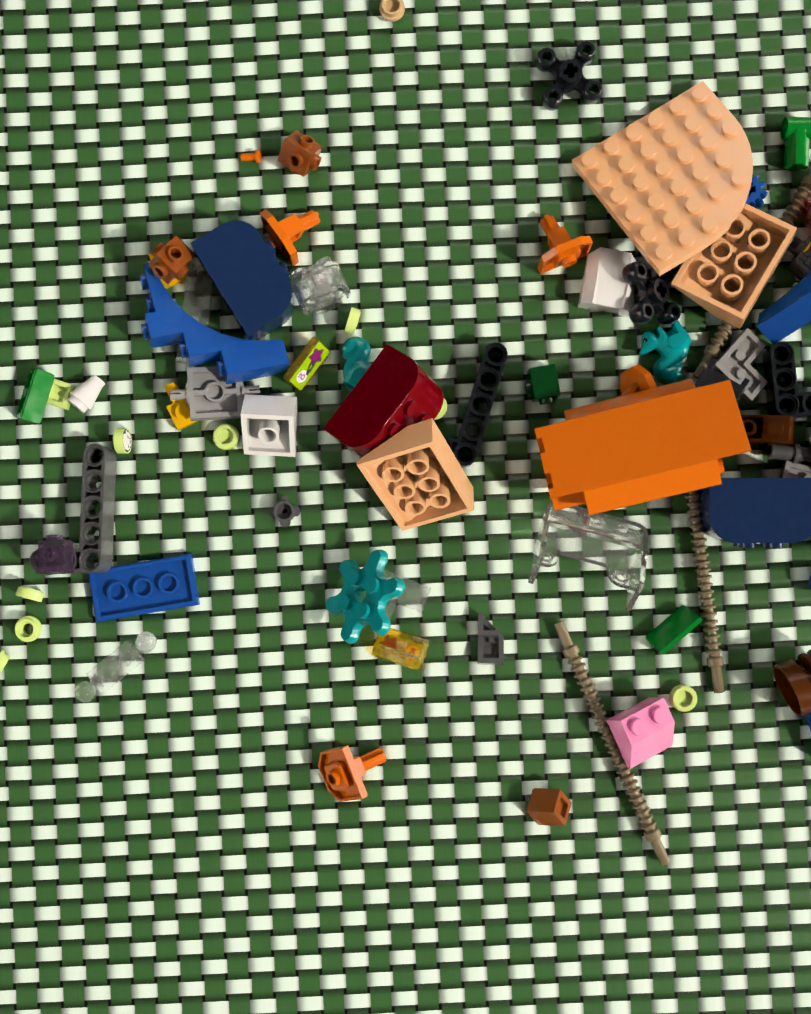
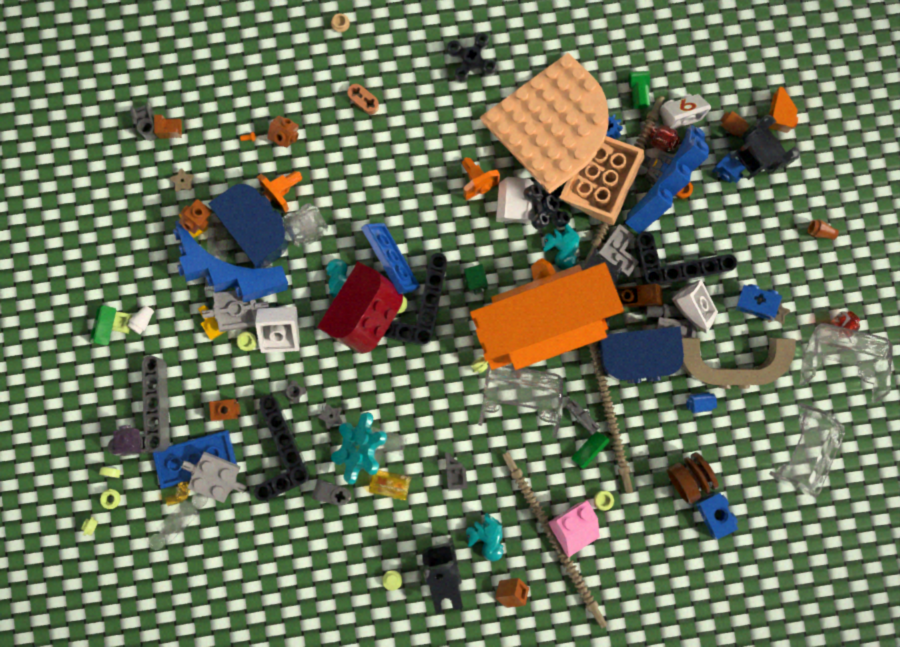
camera: 10 degrees left, 5 degrees down
(111, 118) = (144, 119): none -> dark grey piece
(121, 634) = (181, 494): none -> clear yellow arm
(122, 440) = (170, 351): yellowish green tile -> none
(142, 133) = (167, 128): none -> dark orange panel
(162, 213) = (182, 185): none -> dark tan plate
(167, 614) = (213, 477): none -> light grey plate
(201, 526) = (216, 410): none -> dark orange brick
(264, 588) = (284, 450): none -> black beam
(307, 364) = (301, 282): slope -> none
(316, 651) = (327, 493): none -> dark grey piece
(329, 541) = (336, 416): none -> dark grey plate
(344, 772) = (356, 582): orange piece -> none
(352, 321) = (332, 247): yellowish green tile -> none
(391, 774) = (392, 580): none -> yellowish green plate
(417, 114) = (360, 102): none -> nougat beam
(418, 476) = (389, 355): light nougat slope -> none
(431, 343) = (391, 257): none -> blue tile
(464, 783) = (443, 575): none -> black piece
(527, 726) = (491, 534): none -> teal animal
(536, 500) = (479, 364): none -> yellowish green plate
(667, 584) = (582, 417): none -> dark grey pin

